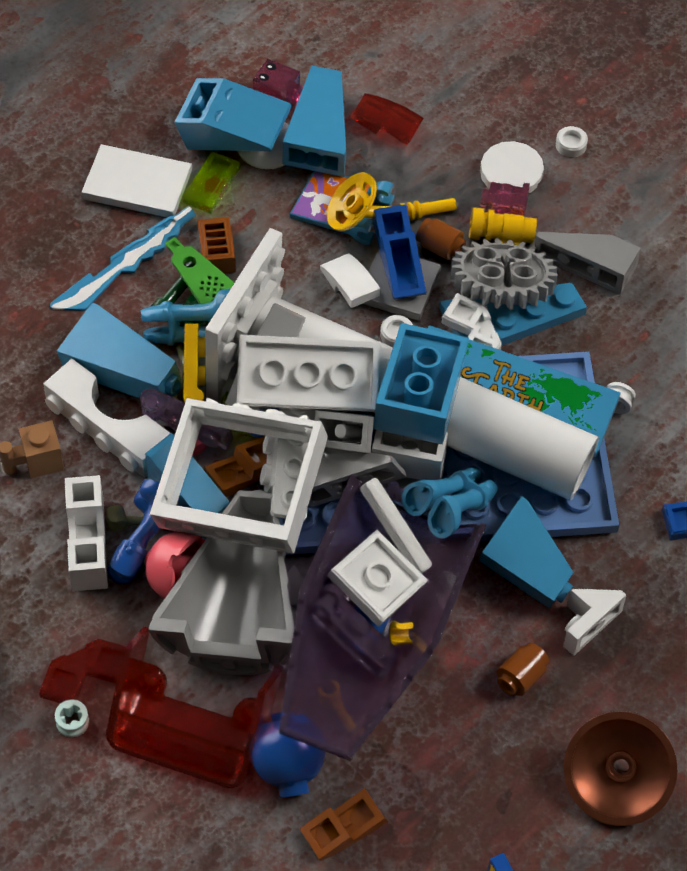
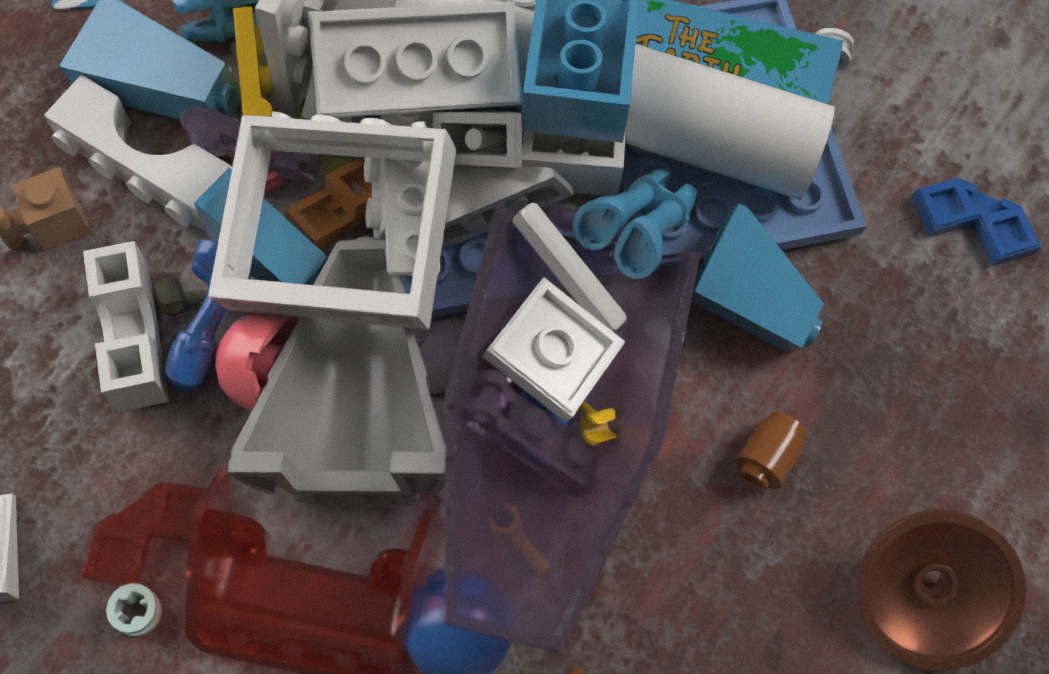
camera: 10 degrees left, 10 degrees up
(593, 613) = (853, 353): white slope -> none

